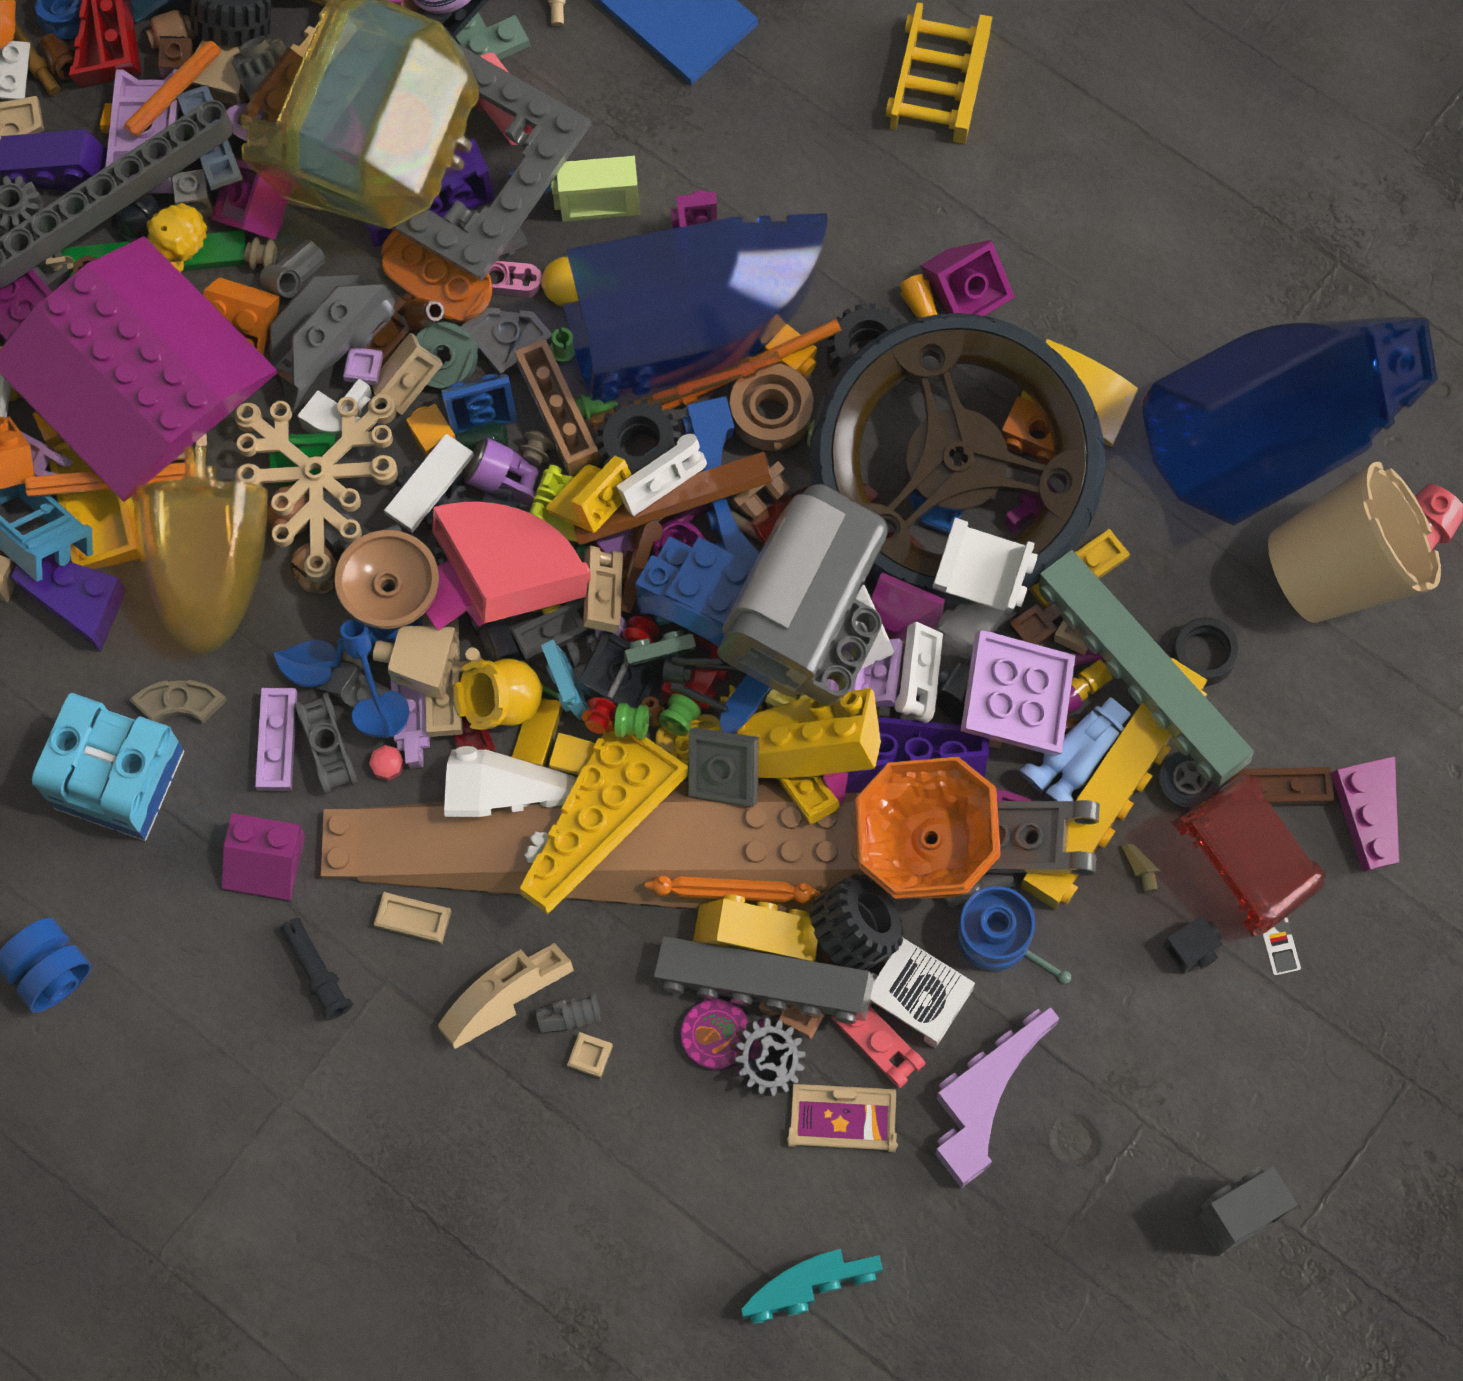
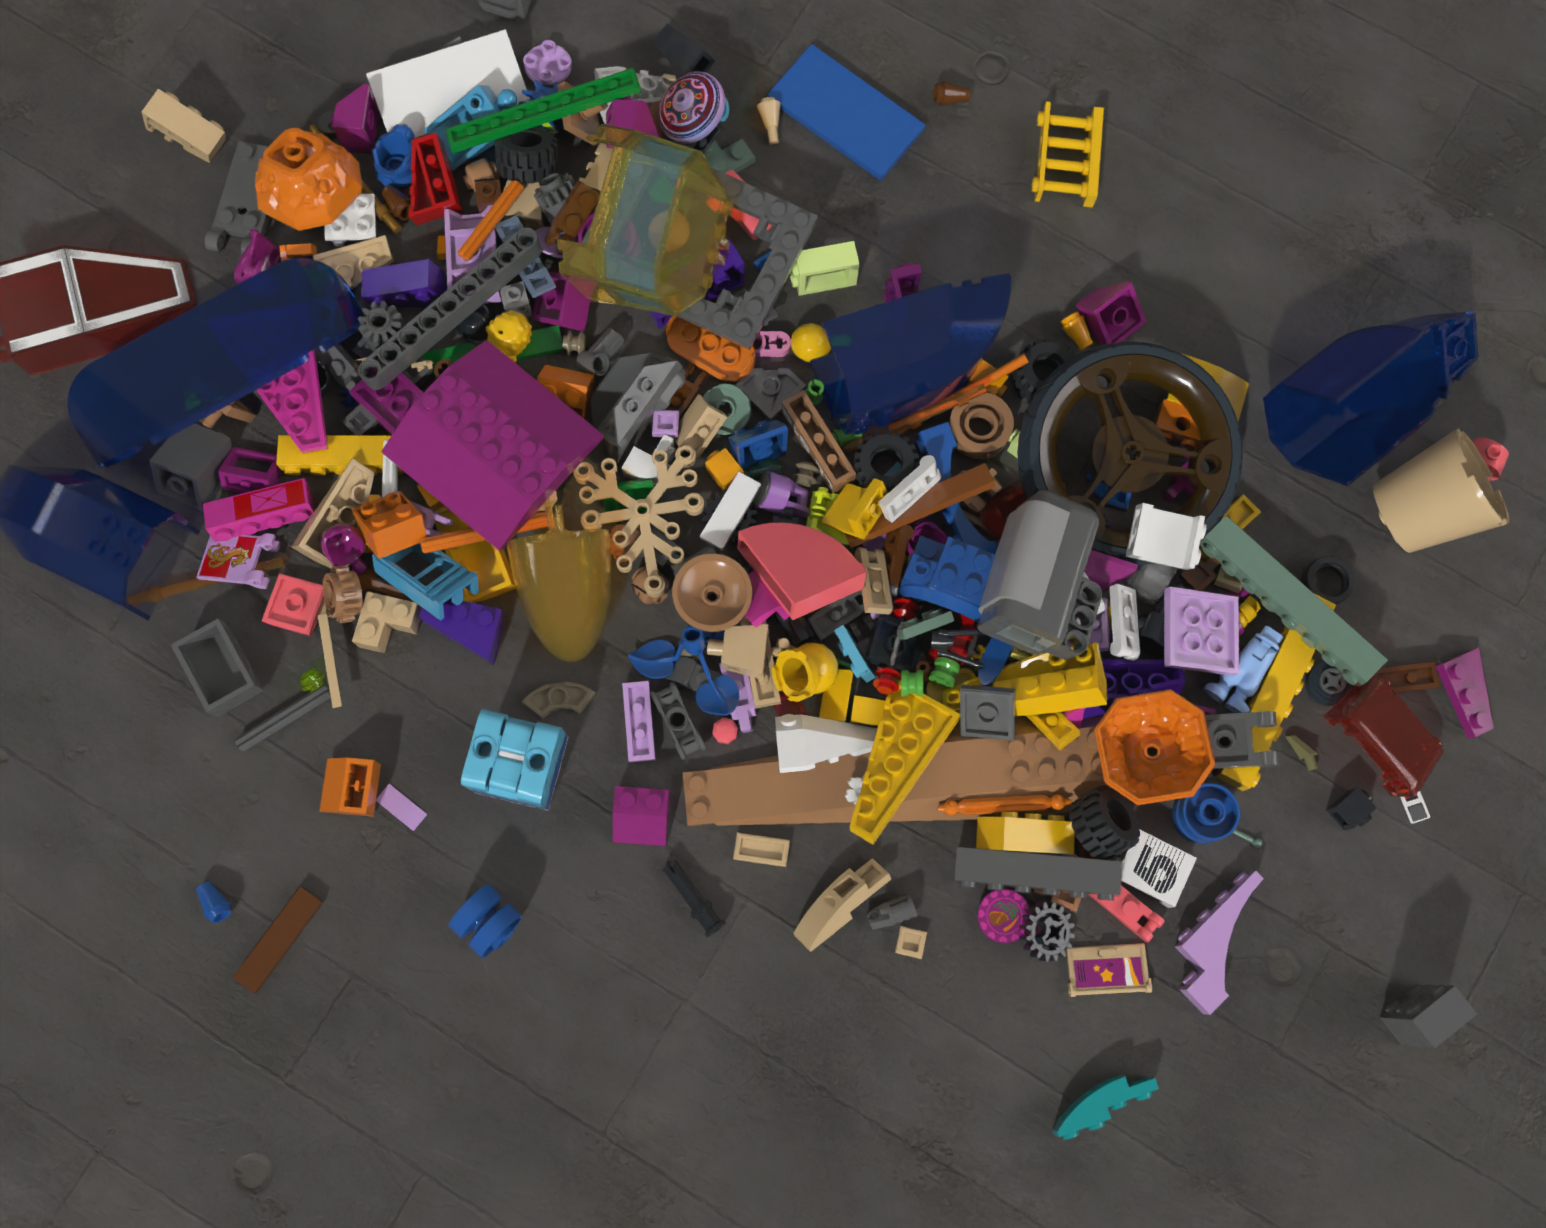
camera: 10 degrees left, 5 degrees up
(423, 313) = (707, 378): reddish brown cone -> none

